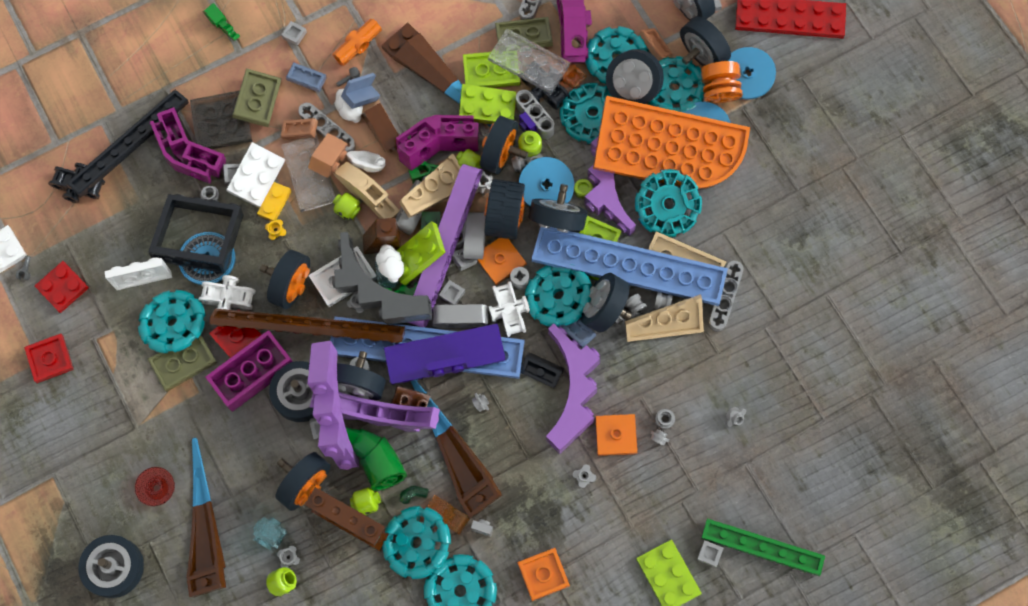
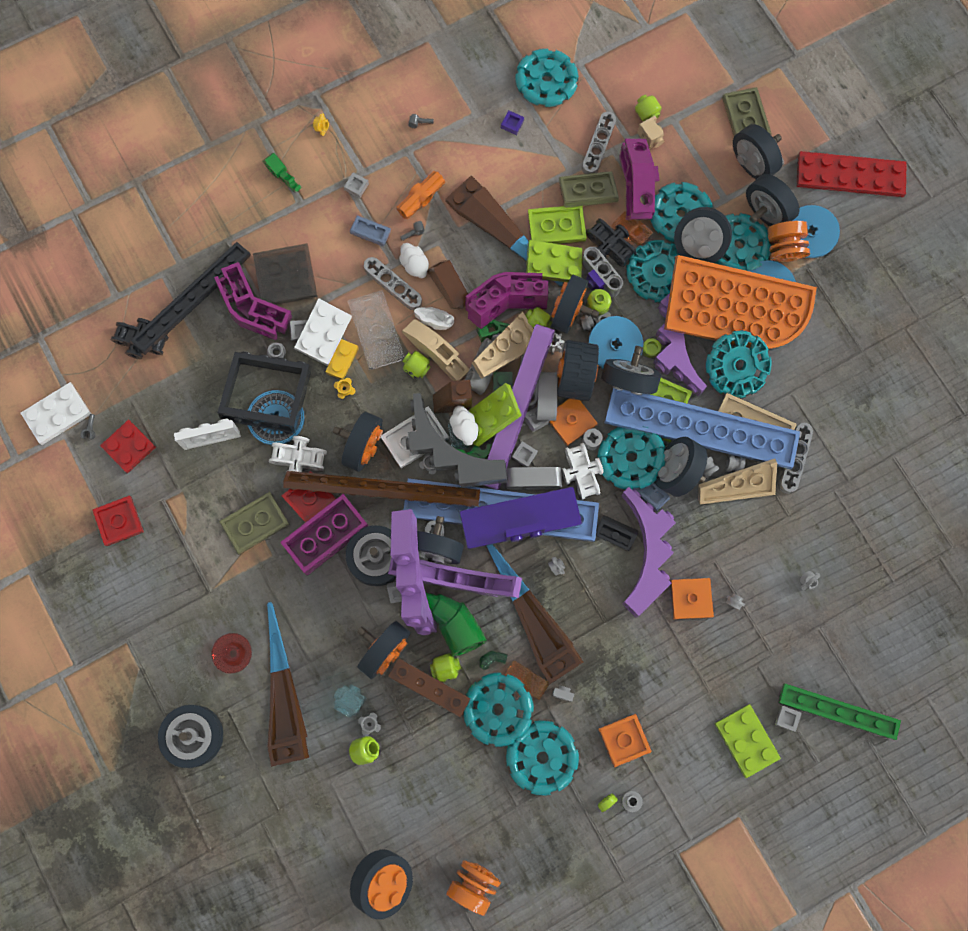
camera: 10 degrees left, 5 degrees up
(167, 312) = (238, 473): teal plate -> none
(257, 97) = (321, 251): olive tile -> none
(299, 129) = (365, 284): nougat plate -> none
(327, 155) = (396, 313): nougat brick -> none
(360, 92) = (426, 247): sand blue panel -> none
(410, 397) = (488, 563): reddish brown hips -> none
(529, 61) = (596, 217): clear plate -> none
(578, 474) = (655, 639): light grey plate -> none
(655, 43) = (720, 200): nougat plate -> none
(665, 412) = (745, 582): light grey plate -> none

